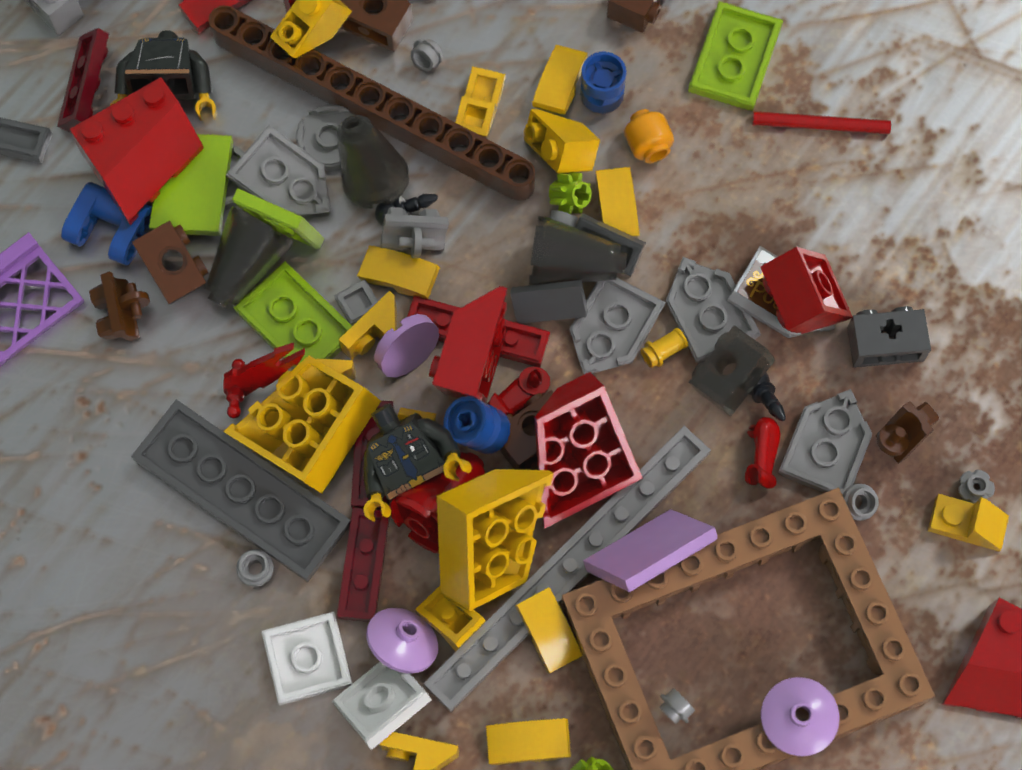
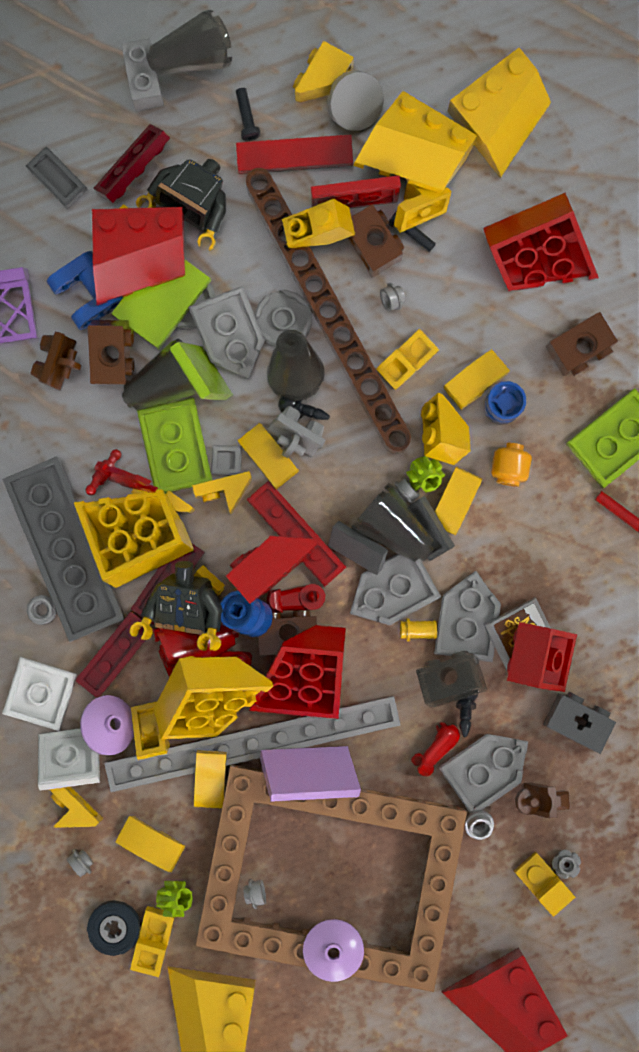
camera: 30 degrees right, 15 degrees up
(407, 346) = (236, 521): lavender tile -> none

